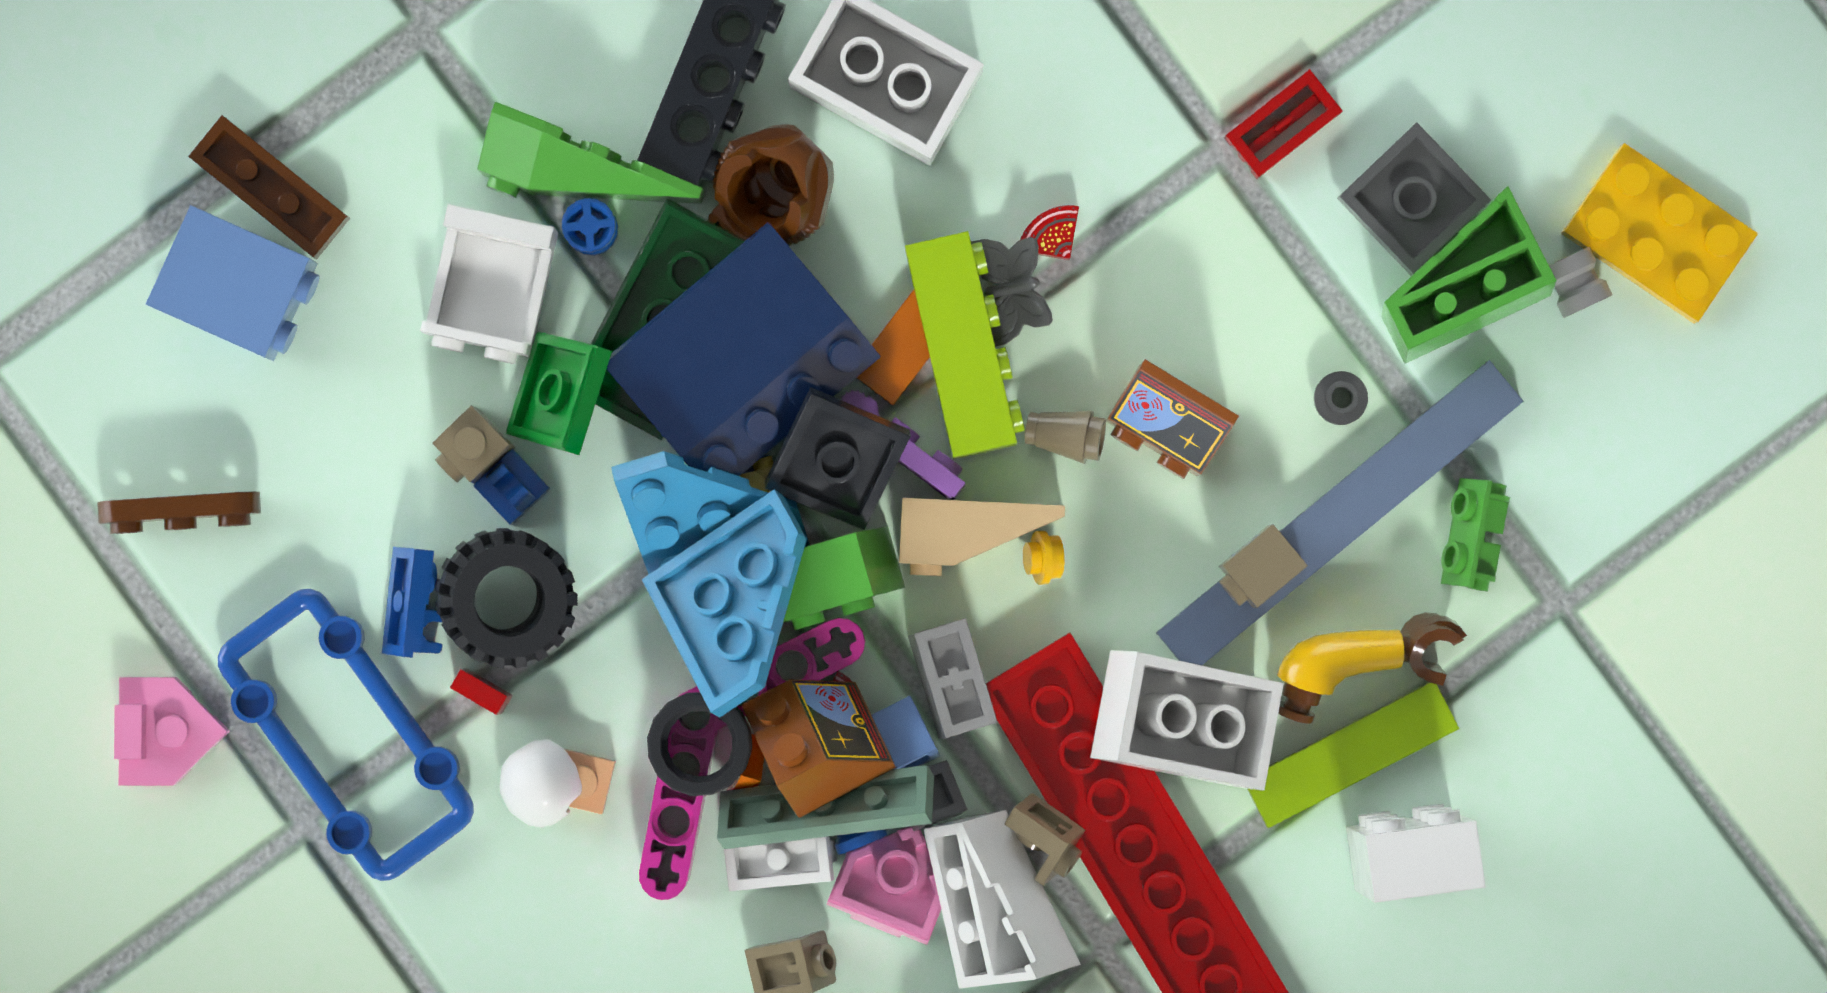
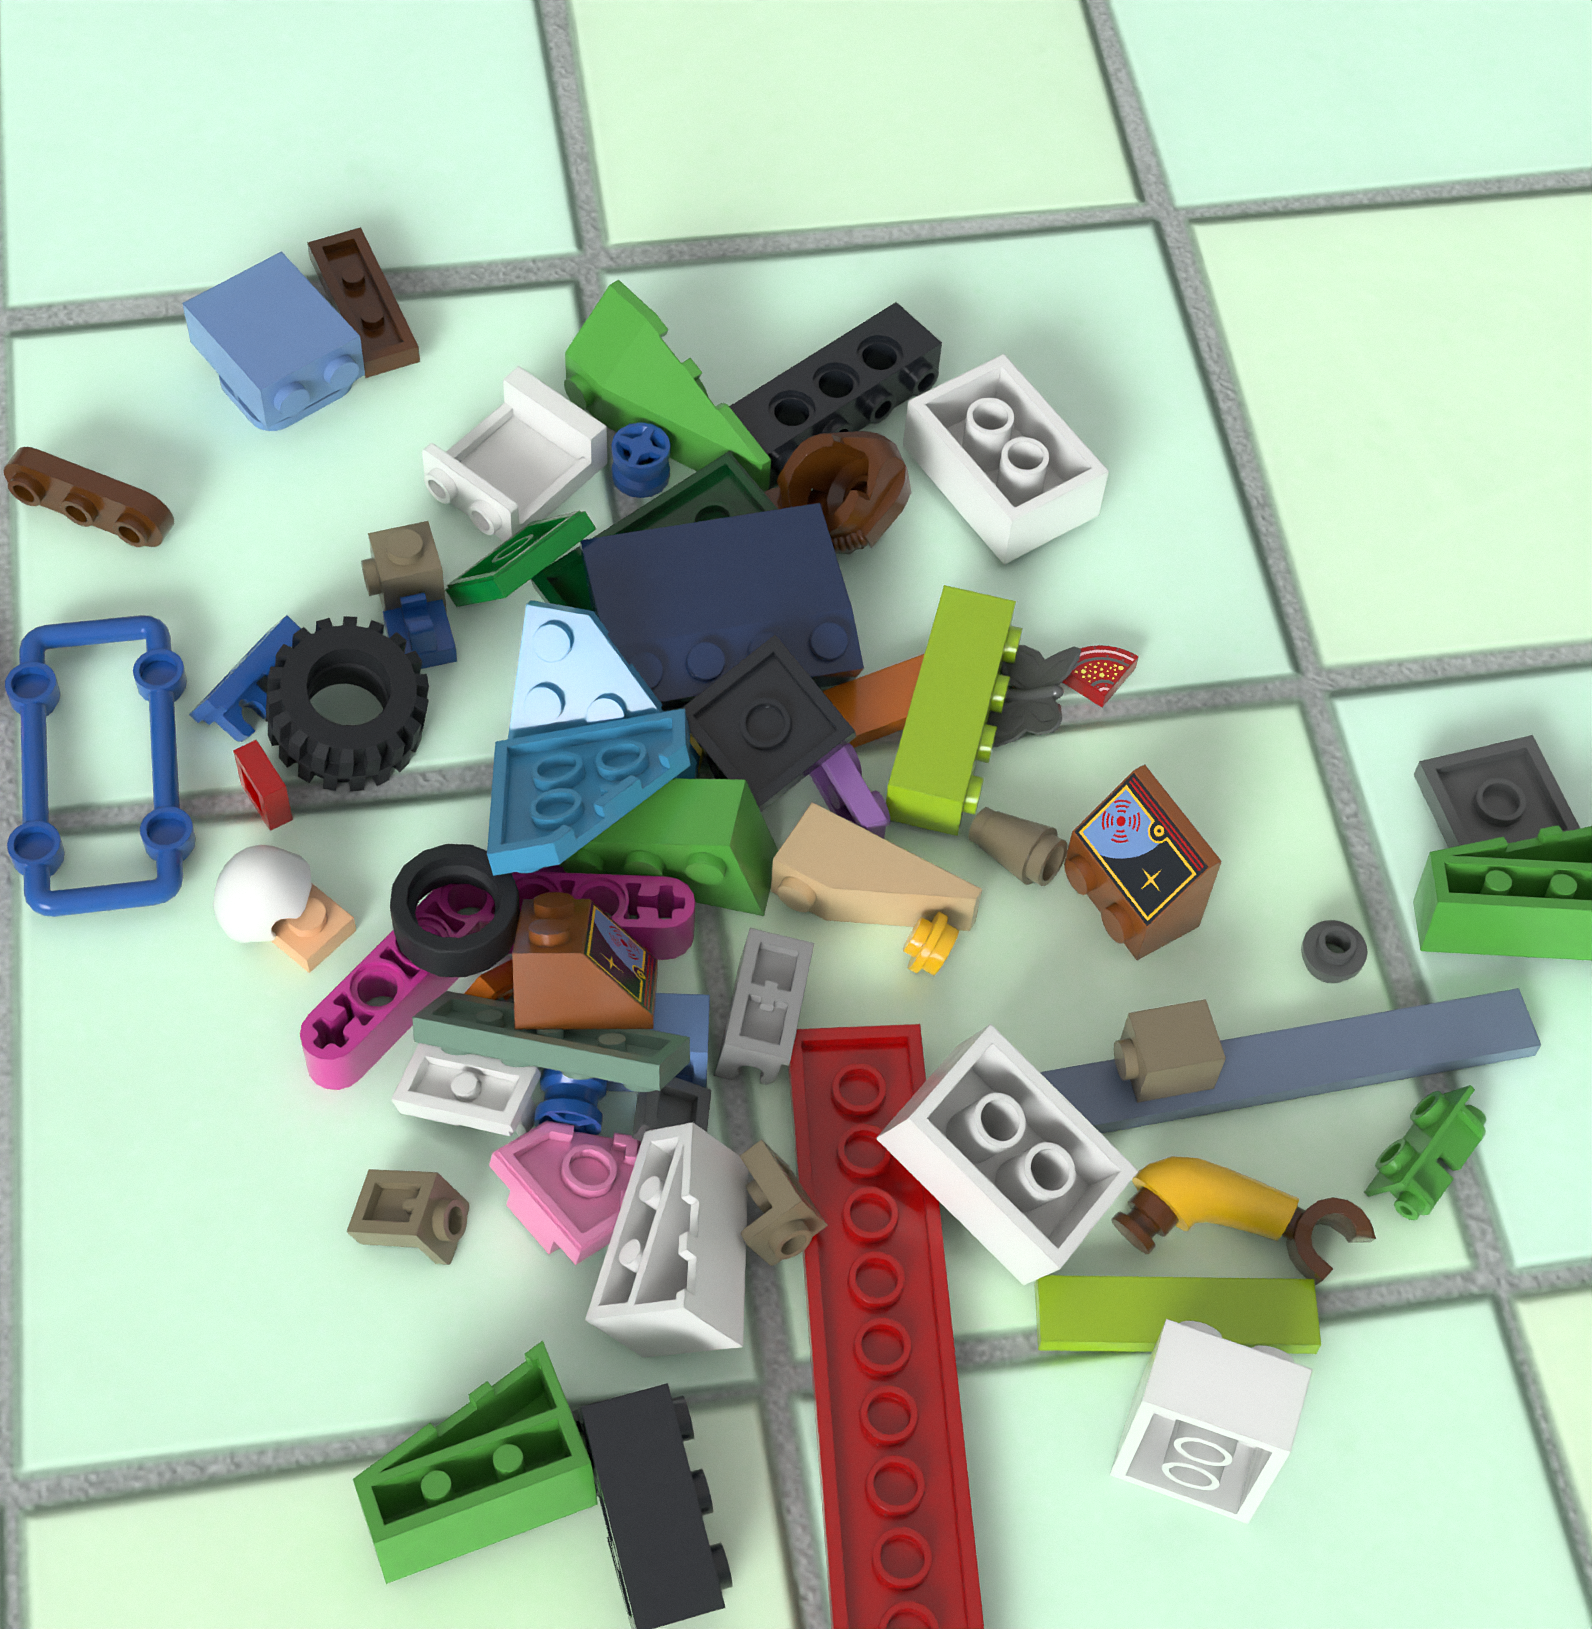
camera: 25 degrees right, 30 degrees down
(1247, 153) = (1390, 696): red tile -> none

